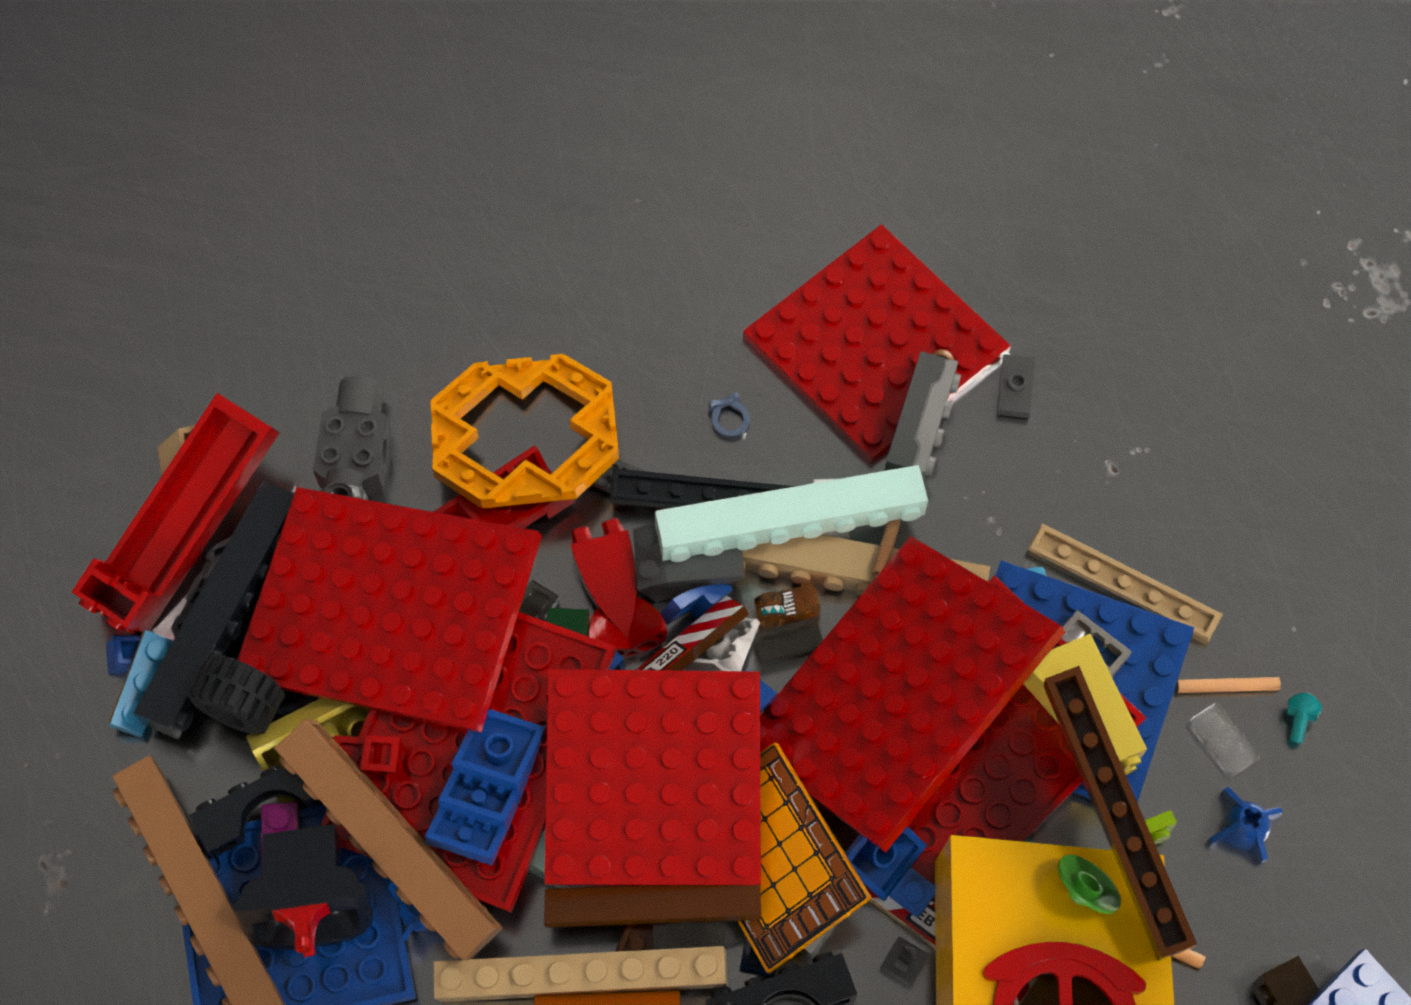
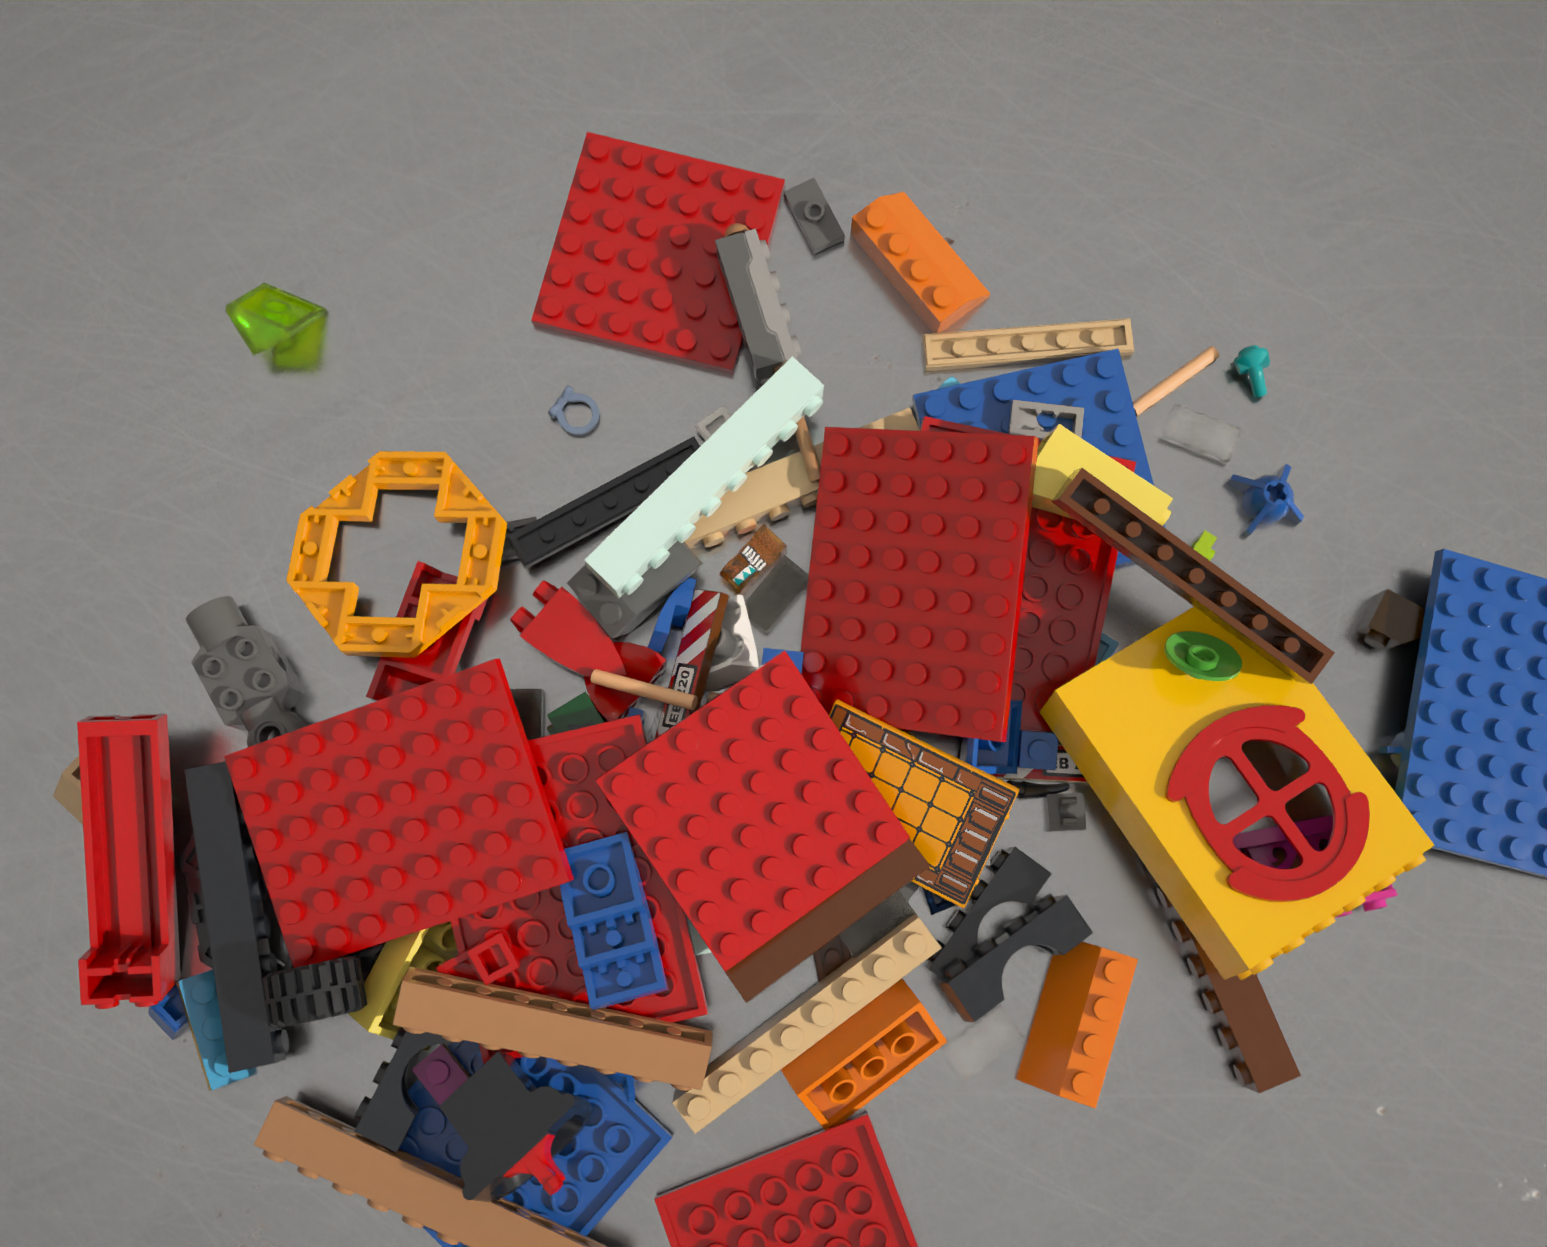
camera: 35 degrees left, 15 degrees up
(554, 213) = (270, 316): none -> clear neon green slope
(632, 638) = (644, 689): none -> light nougat bar
(890, 927) = (1033, 790): none -> black helmet
(1076, 466) = (917, 261): none -> orange slope

